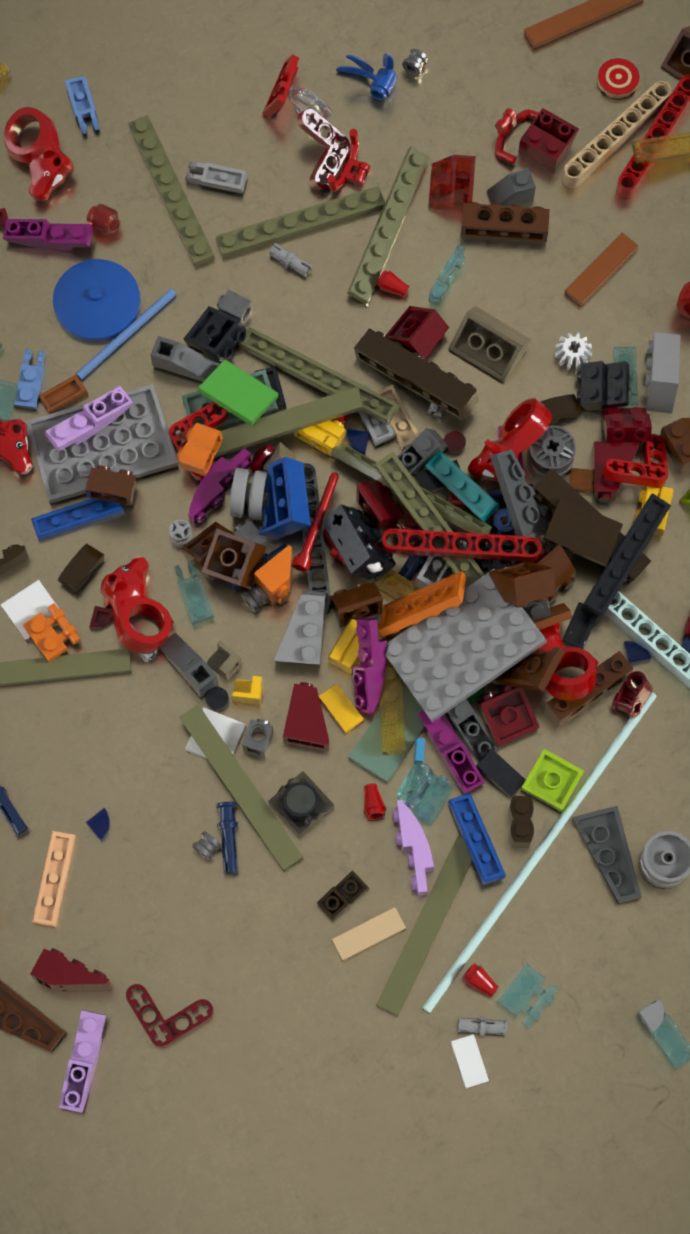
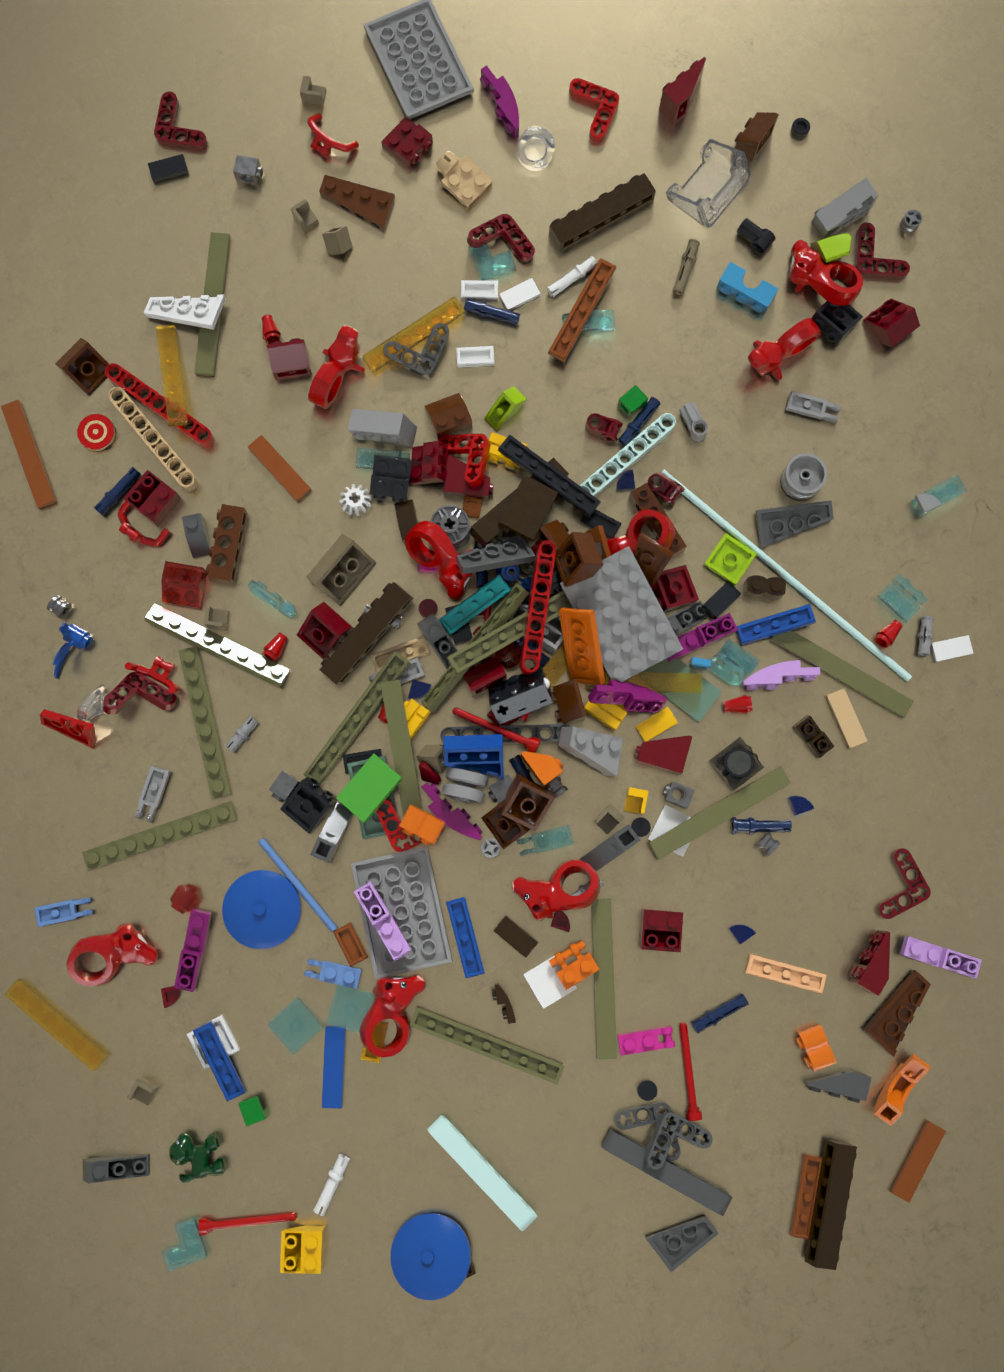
camera: 85 degrees left, 10 degrees up
(97, 727) = (661, 930): none -> dark red slope
(111, 485) = (447, 904): reddish brown slope -> none
(257, 884) = (800, 804): none -> clear blue tile
(418, 219) = (216, 618): none -> dark tan panel
(545, 101) = (114, 494): none -> dark blue pin

